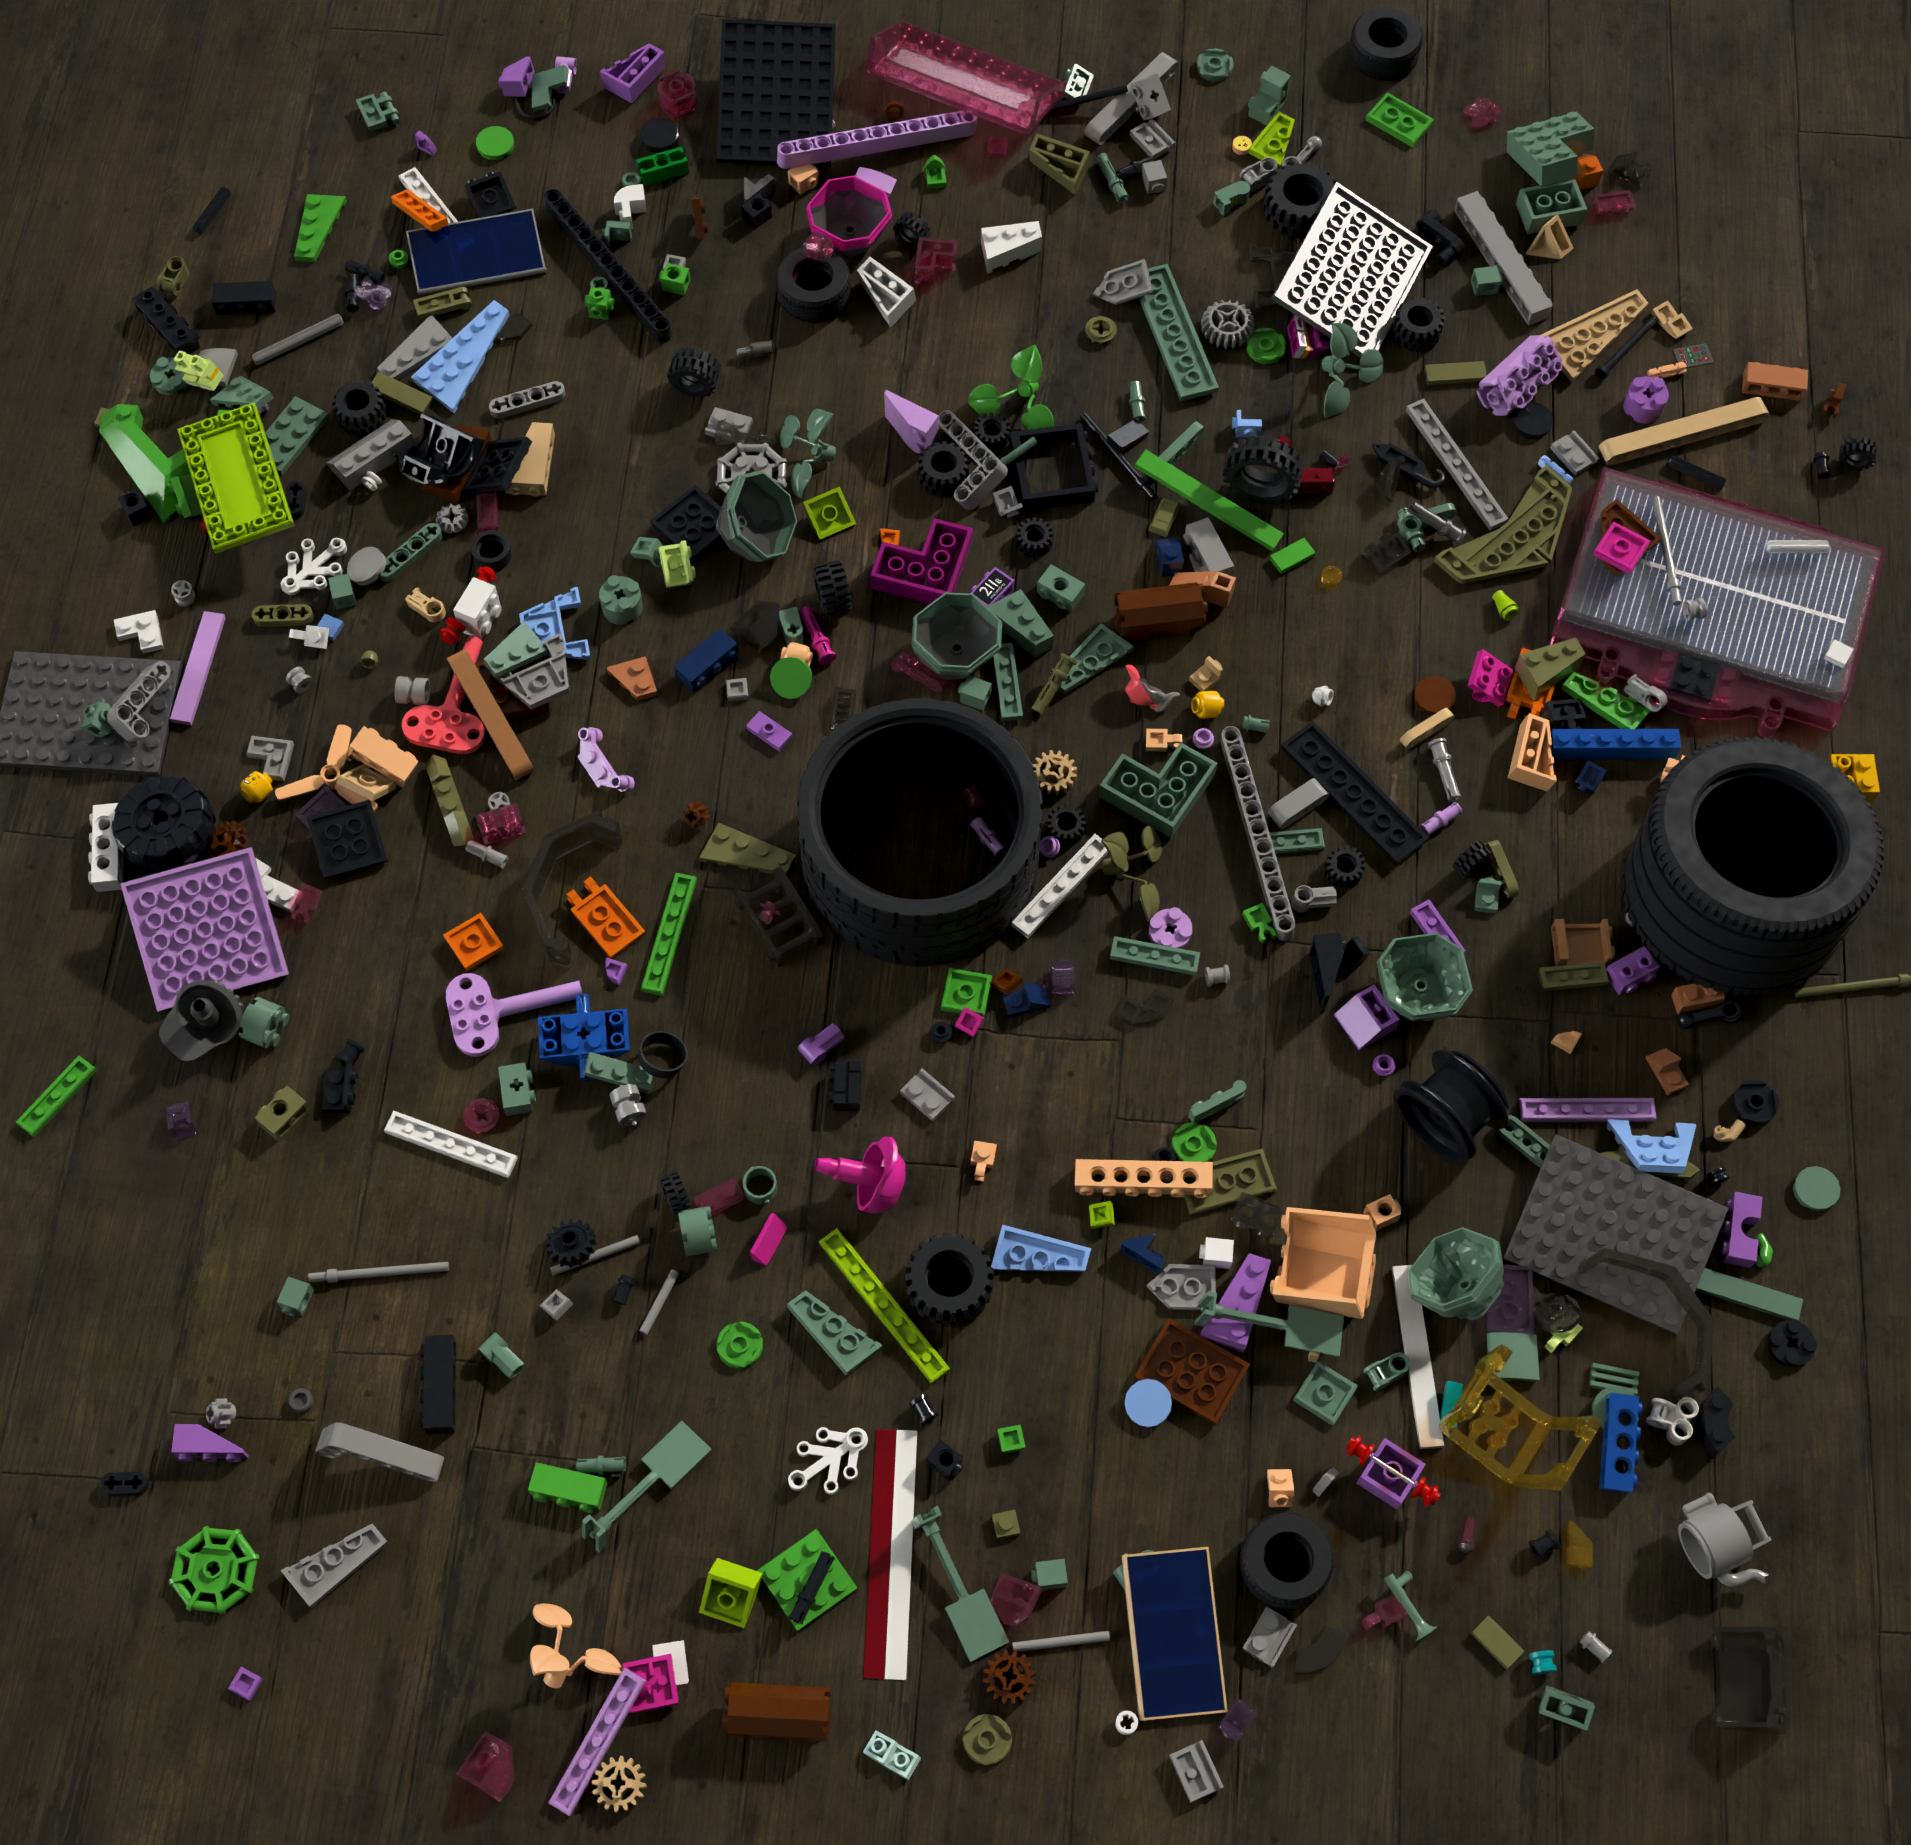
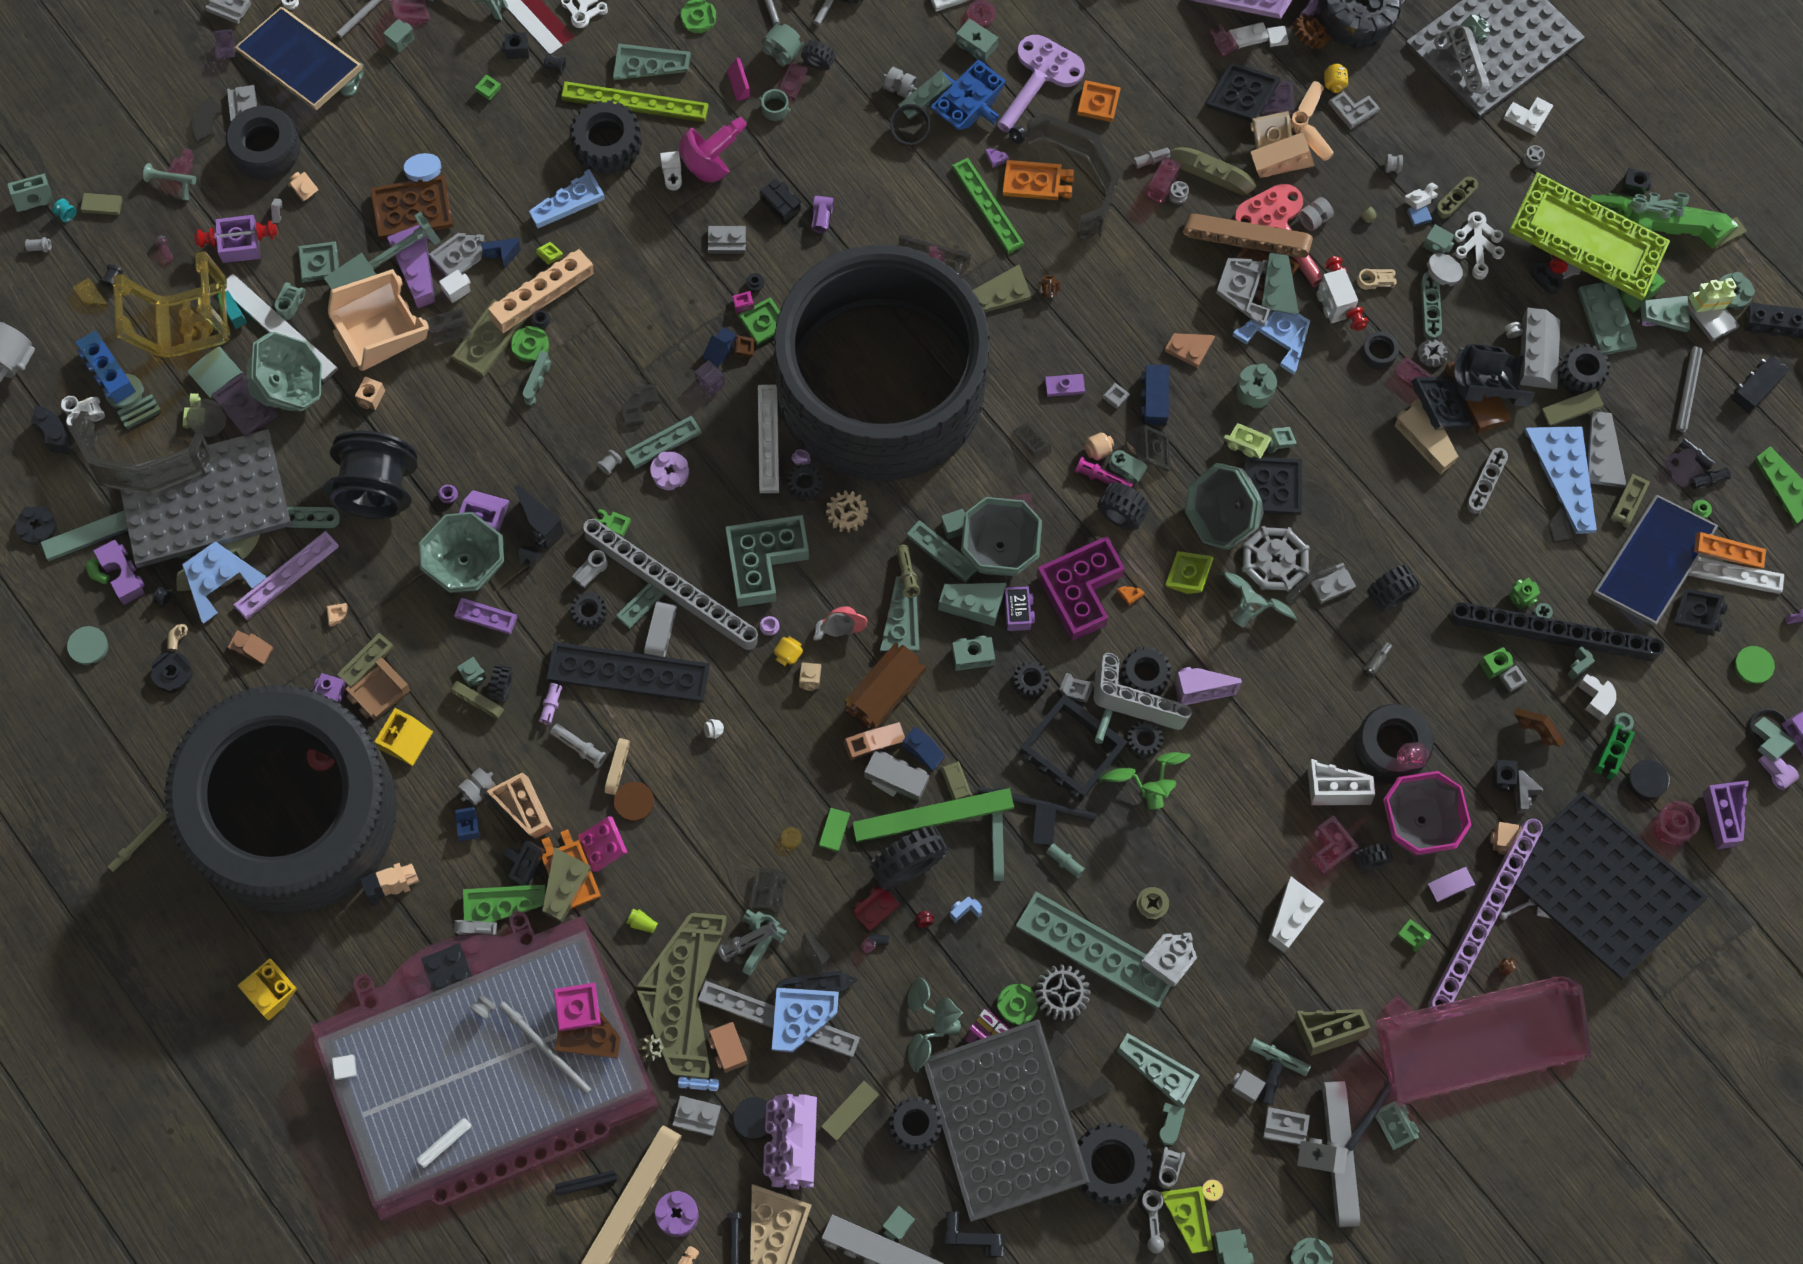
camera: 135 degrees right, 5 degrees up
(165, 468) = (1662, 207): none -> sand green plant
(197, 668) = (1466, 122): lavender tile -> none
(576, 971) = (1017, 134): none -> black plate
(597, 764) = (1147, 267): lavender plate -> none
(791, 677) = (1086, 426): bright green tile -> none
(916, 1195) = (671, 168): none -> white piece
(982, 1156) = (655, 230): light nougat plate -> none
(1006, 1524) = (450, 44): olive plate -> none
(1118, 863) = (742, 463): olive plant -> none
(1159, 740) = (798, 597): light nougat plate -> none
(1205, 226) = (1165, 1073): none -> sand green wing
(1255, 724) = (743, 666): sand green pin -> none
(1441, 446) = (800, 1015): none -> light blue plate
(1512, 473) = (728, 1047): none -> nougat brick
(1562, 799) = (476, 786): none -> light grey wheel
(1576, 509) = (650, 1048): none -> olive gear
(1591, 885) = (403, 737): none -> yellow slope
(1615, 744) = (469, 867): blue brick -> none

